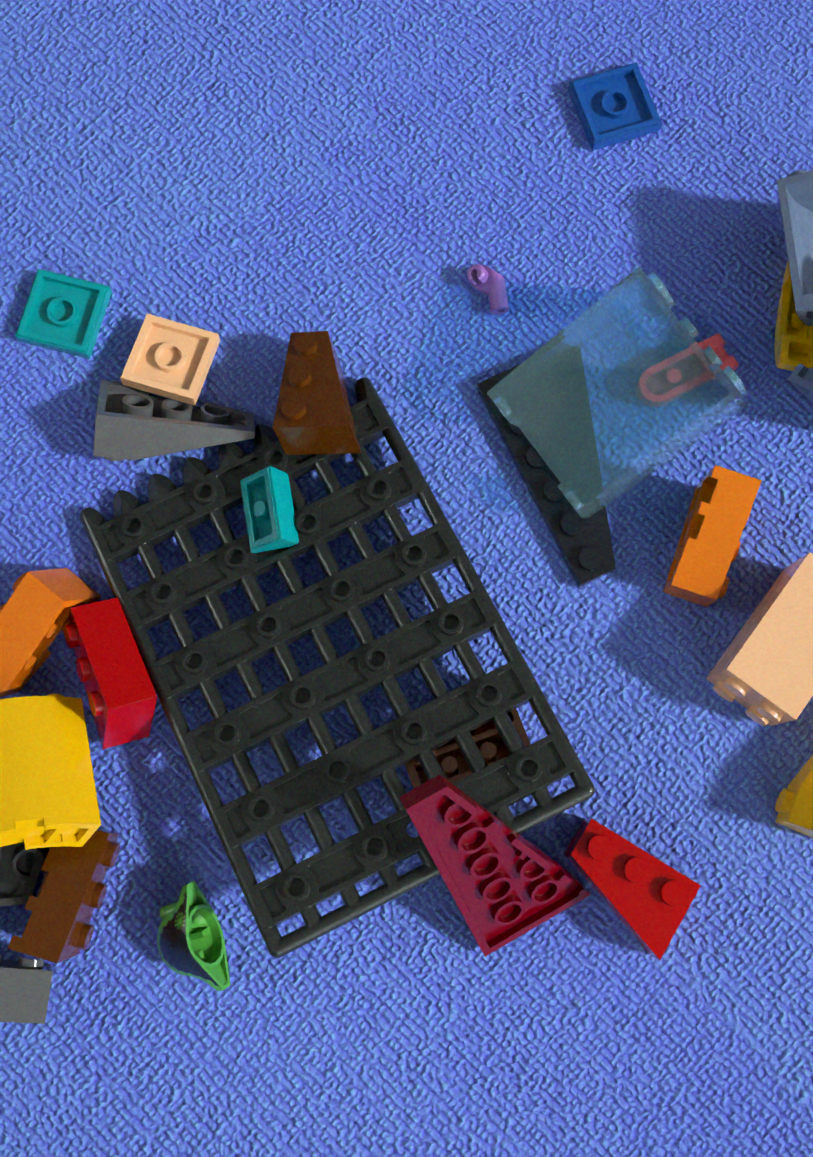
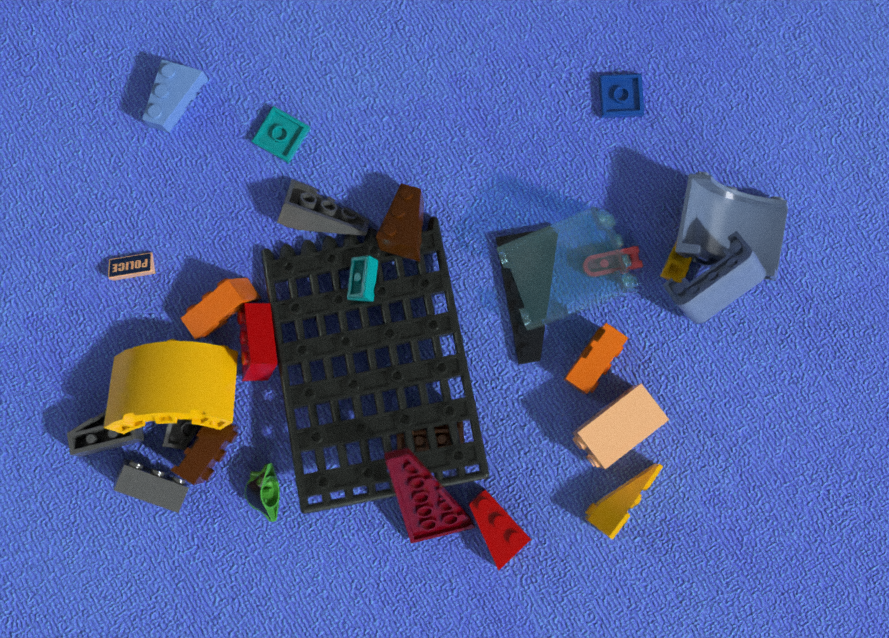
camera: 15 degrees right, 5 degrees up
(170, 359) = (332, 178): light nougat plate -> none
(490, 284) = (520, 183): medium lavender arm -> none

